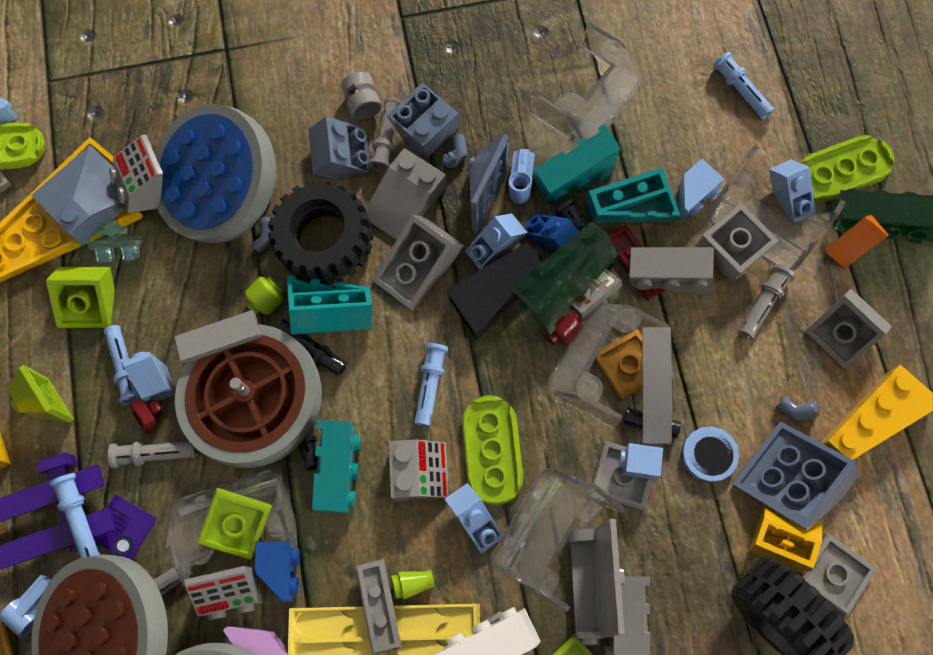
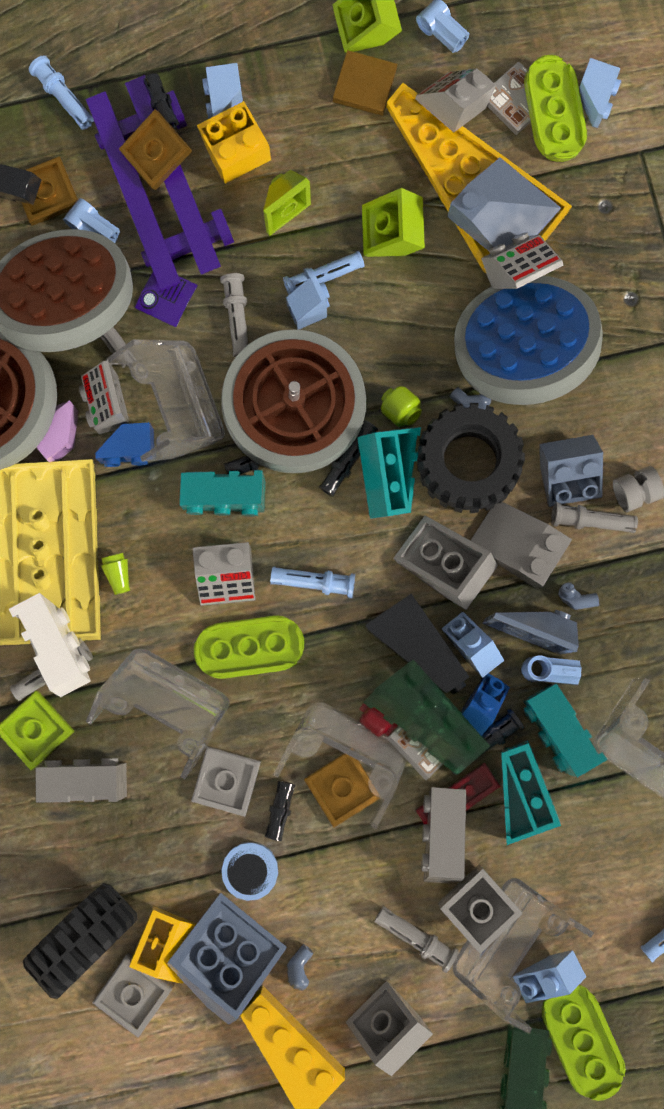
camera: 85 degrees right, 10 degrees up
(71, 504) = (180, 246): light blue pin -> none
(104, 246) = (455, 248): clear light blue hips -> none
(147, 414) = (273, 304): dark red tile -> none
(217, 336) = (349, 364): light grey tile -> none
(234, 523) = (167, 400): lime tile -> none
(378, 607) = (93, 542): light grey tile -> none
(424, 121) = (611, 559): sand blue slope -> none
(474, 517) = (179, 630): light blue slope -> none
(597, 583) = (114, 749): light grey door -> none
(641, 461) = (235, 797): light blue brick -> none
(656, 385) = (315, 814): light grey slope -> none
(697, 187) = (548, 867): light blue slope -> none
(856, 241) = (487, 1044): orange slope -> none

